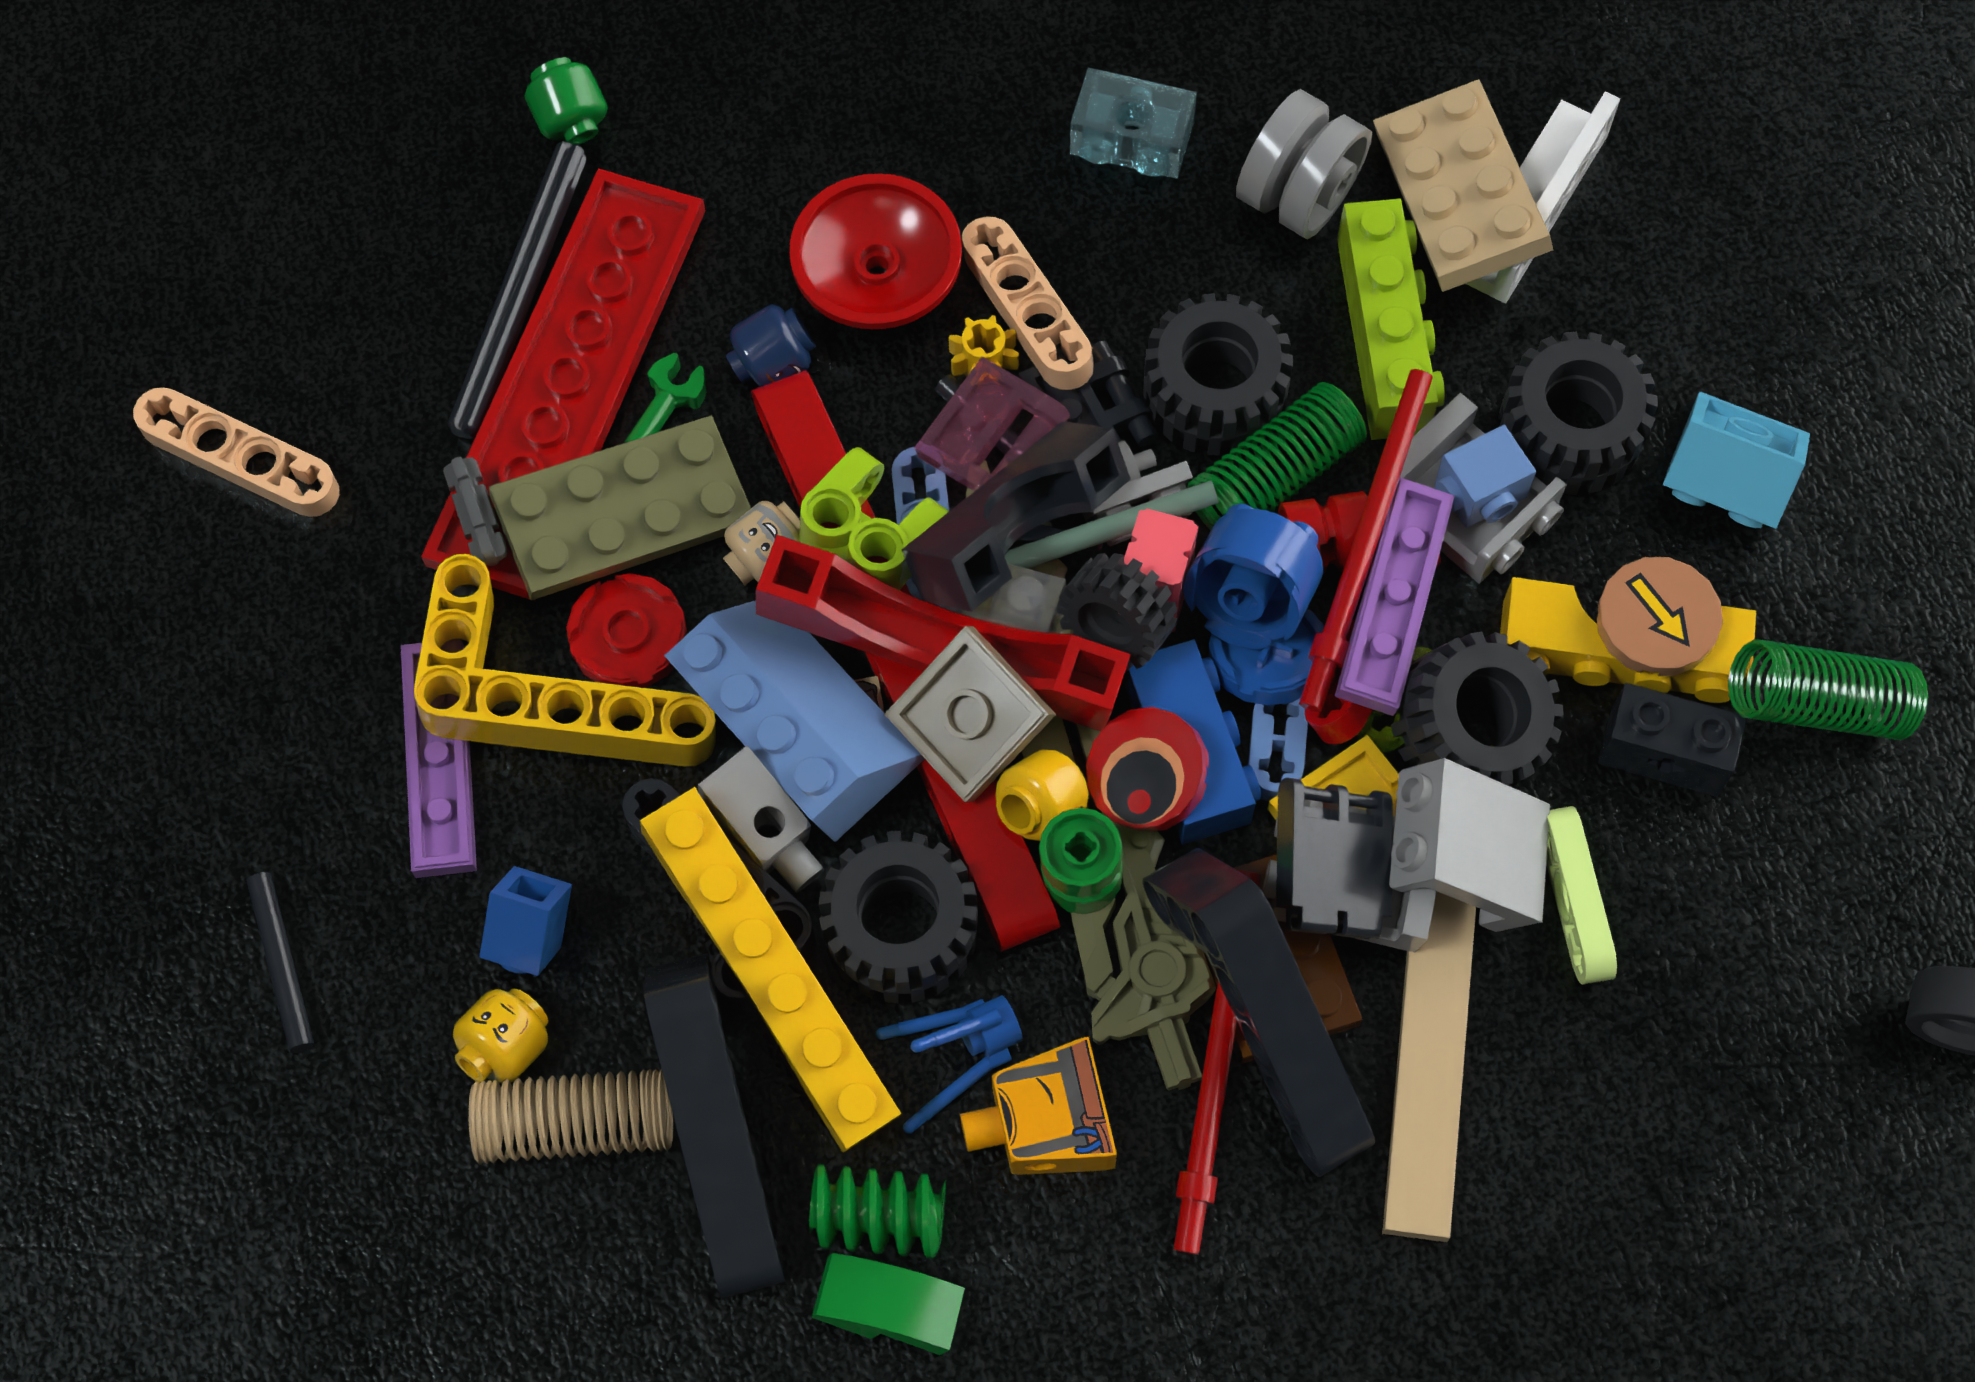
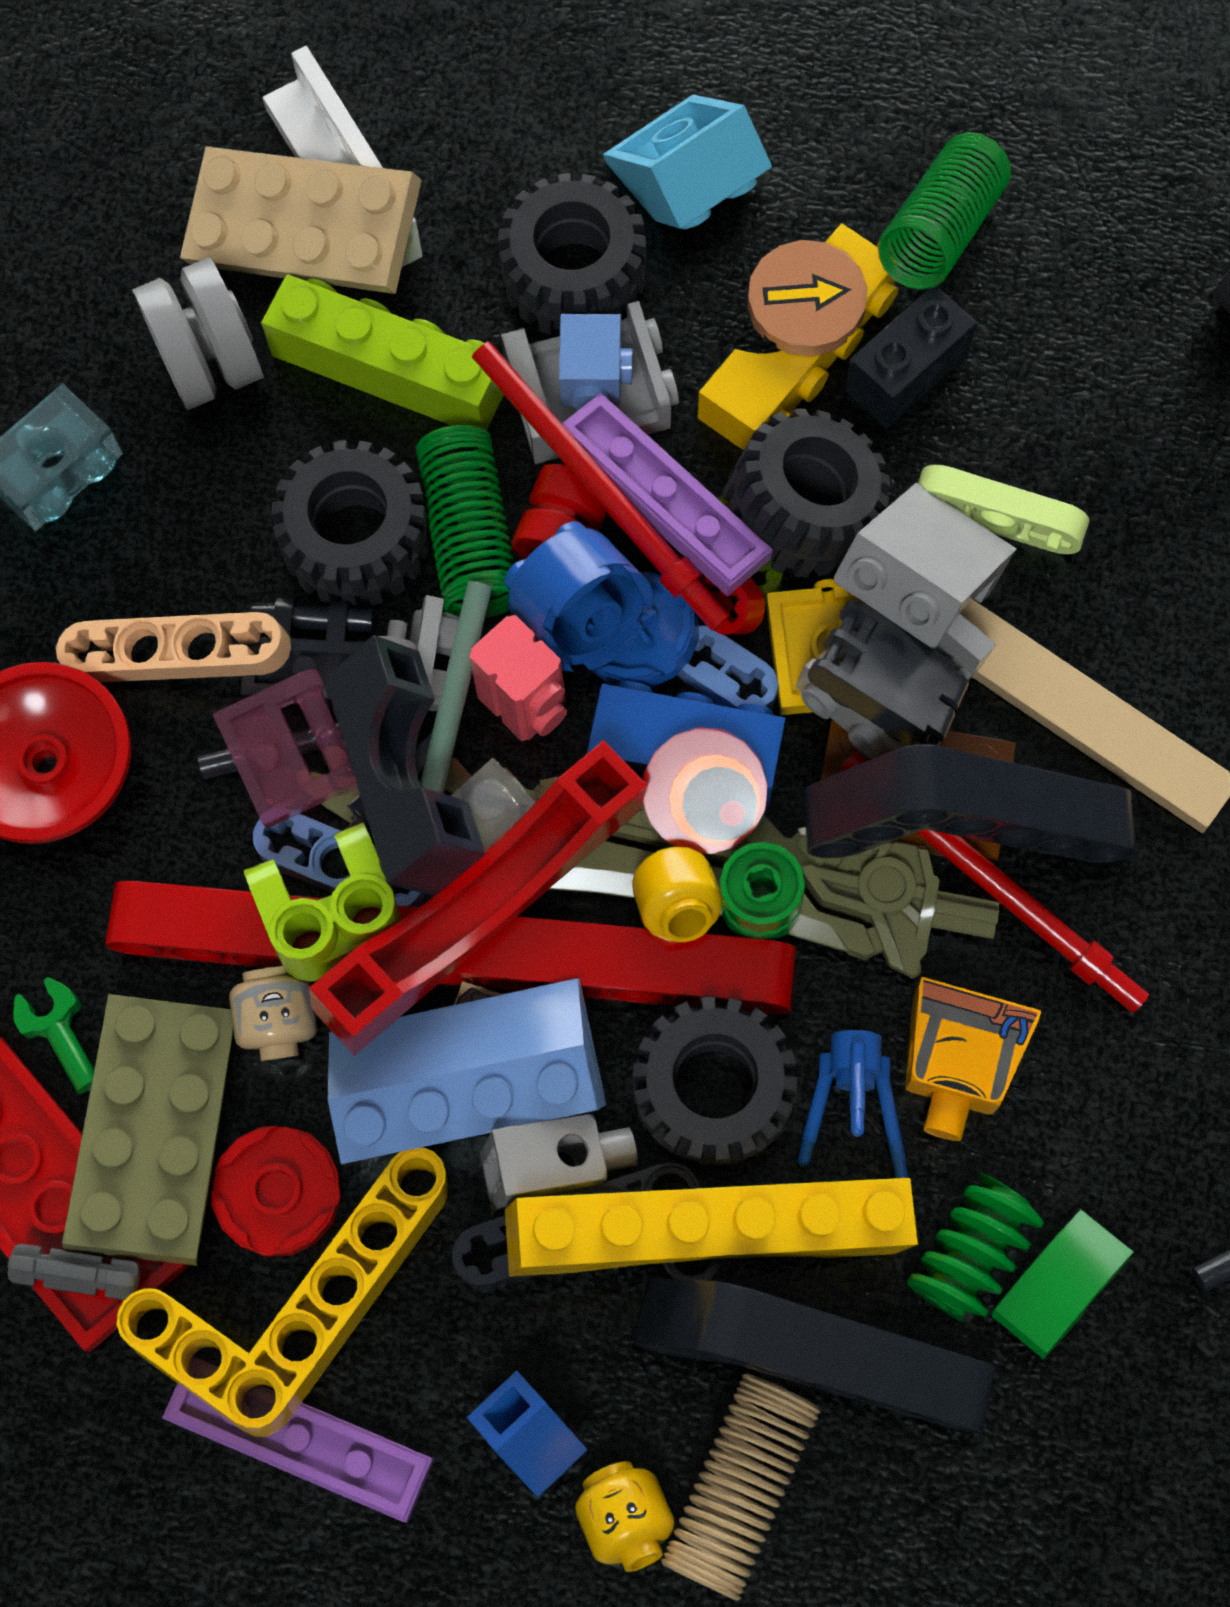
camera: 60 degrees left, 5 degrees up
(770, 346) = (69, 903): dark blue head -> none
(969, 714) = (571, 913): dark tan tile -> none
(985, 340) = (185, 705): yellow gear -> none
(1112, 585) = (548, 728): black tyre -> none

